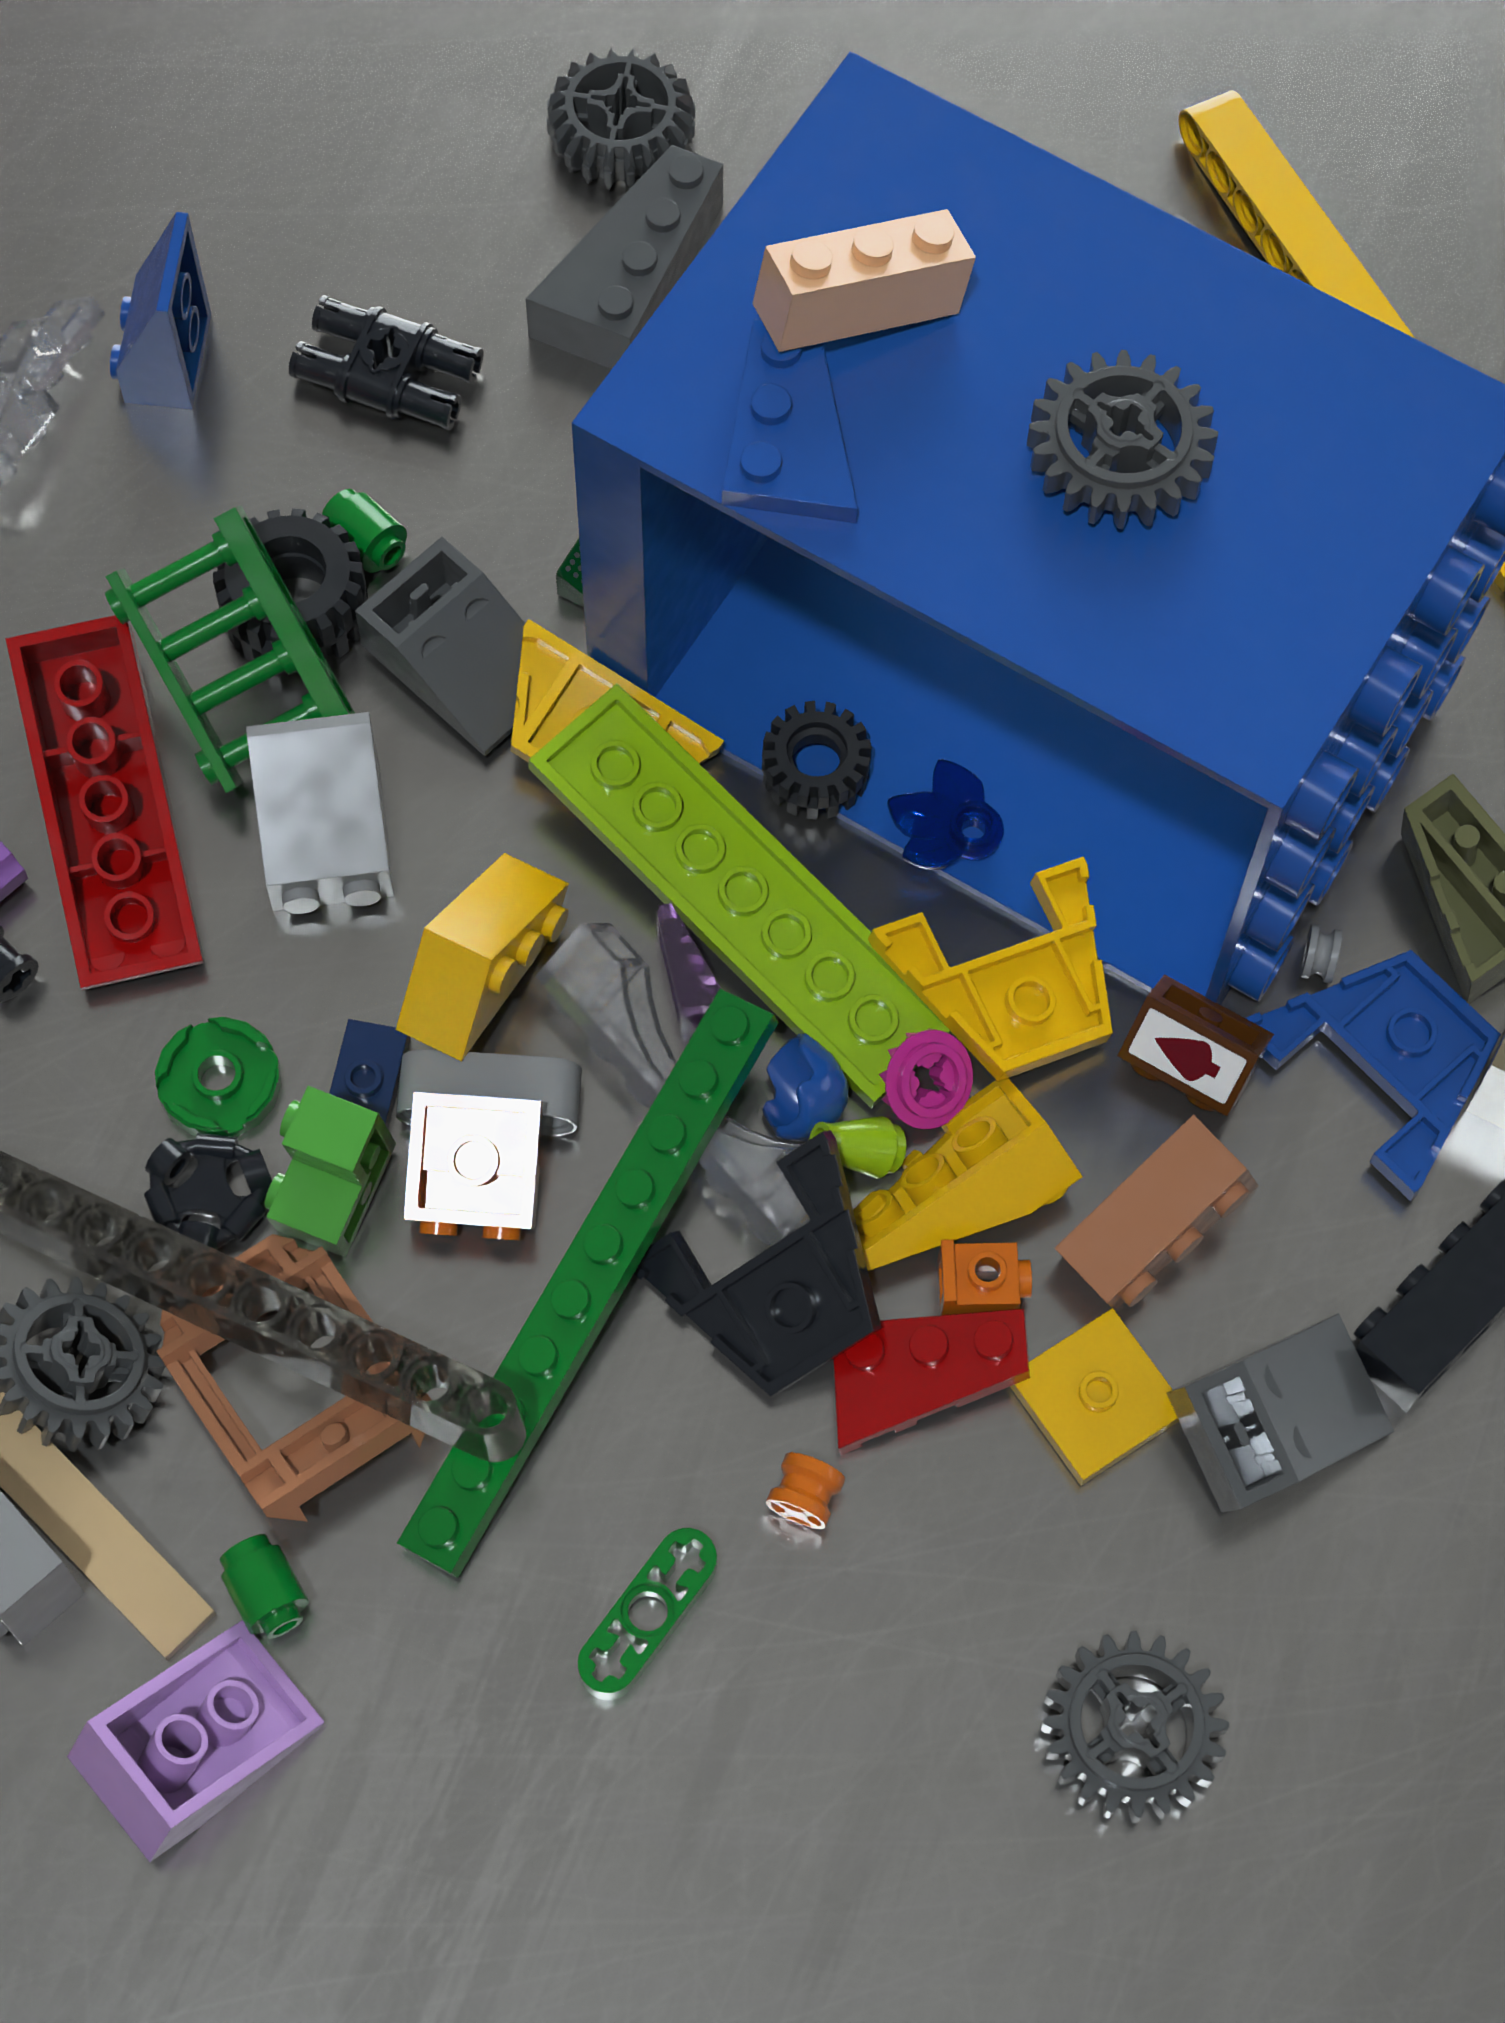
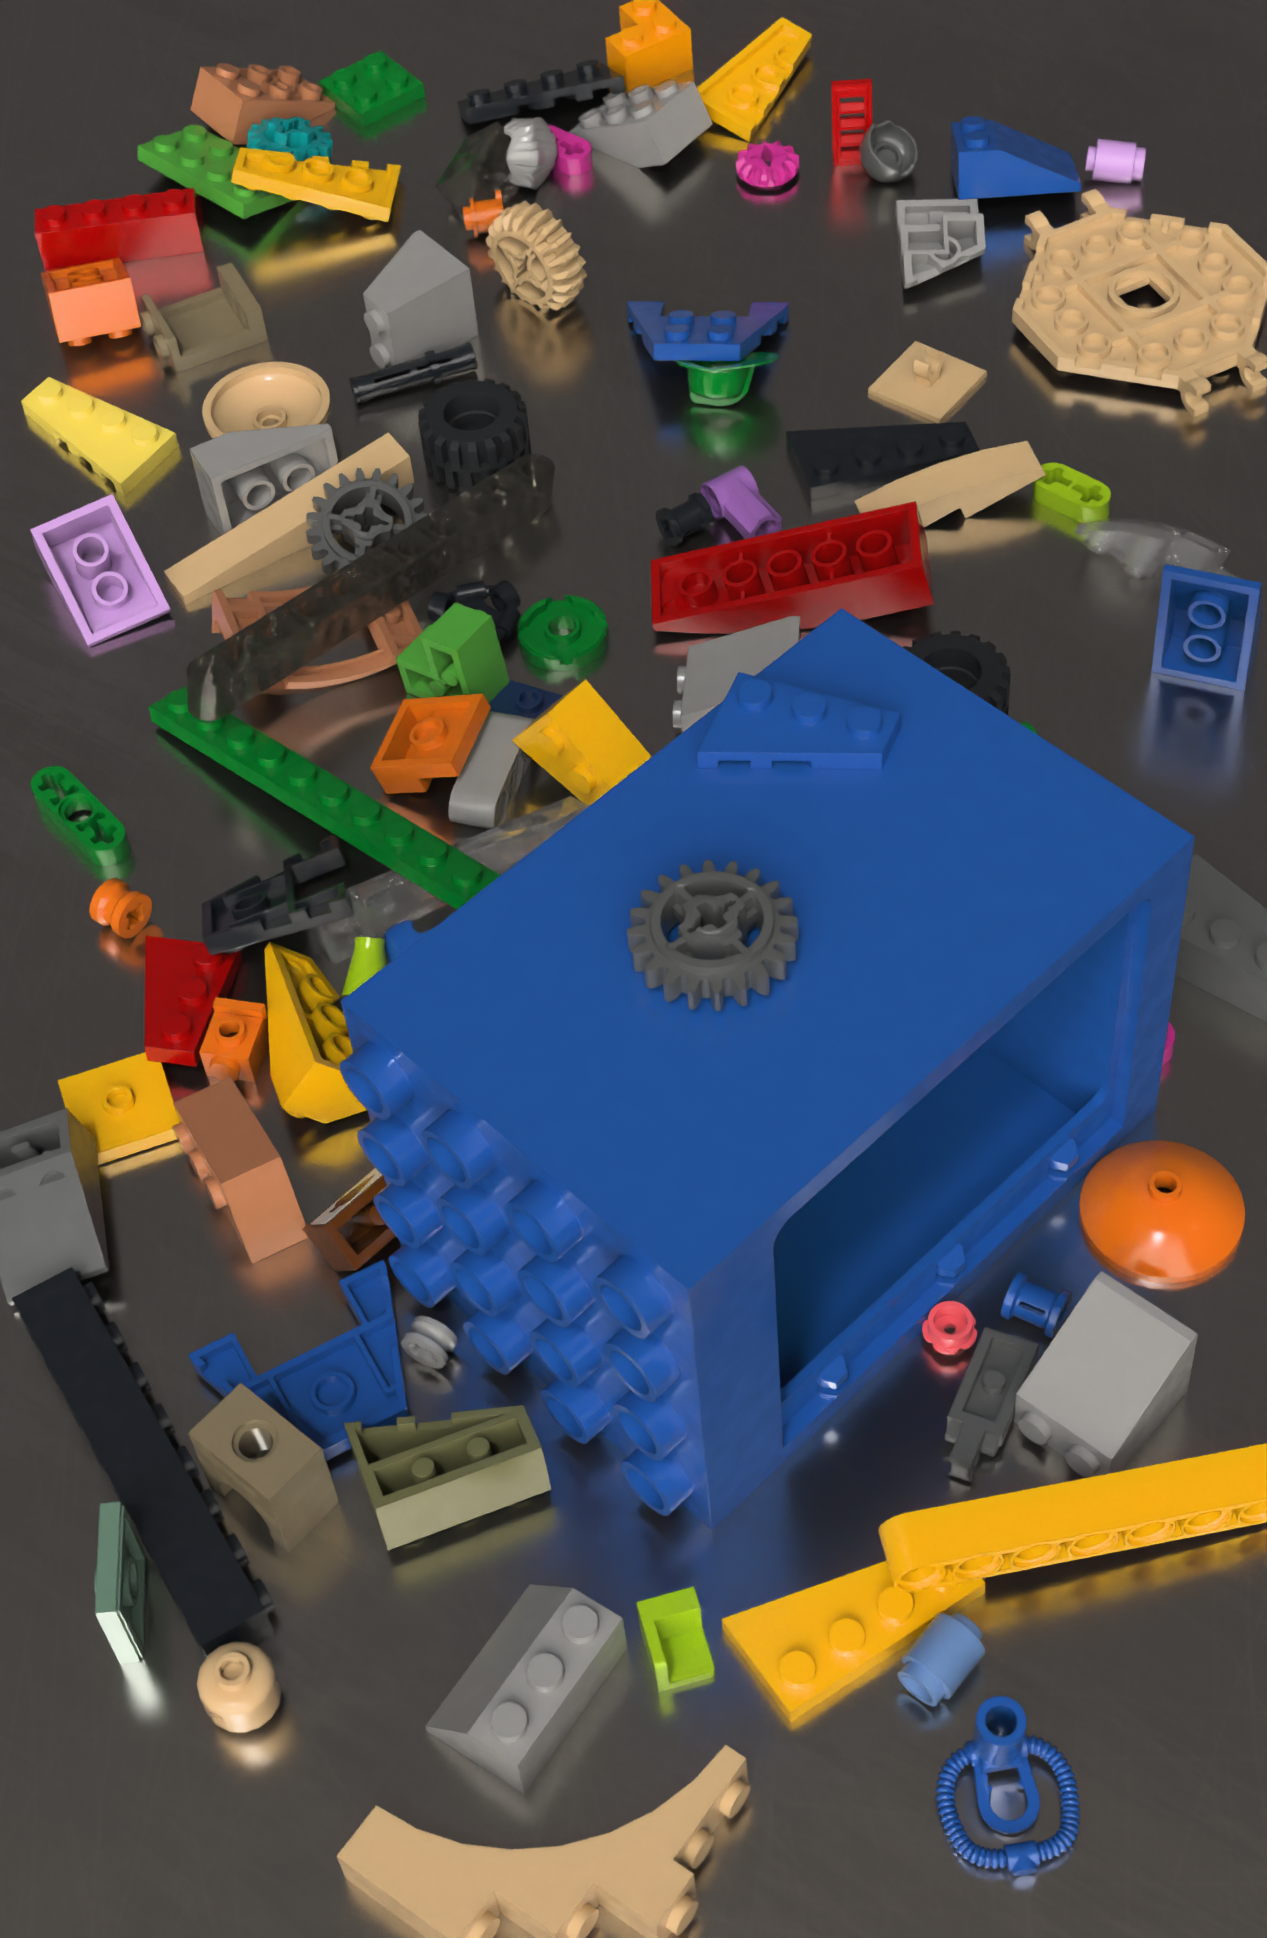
camera: 110 degrees right, 15 degrees down
(261, 599) = (924, 624): green fence -> none
(263, 1586) = (181, 614): green brick -> none
(377, 342) = (1171, 779): black pin -> none
(863, 280) = (903, 765): light nougat brick -> none

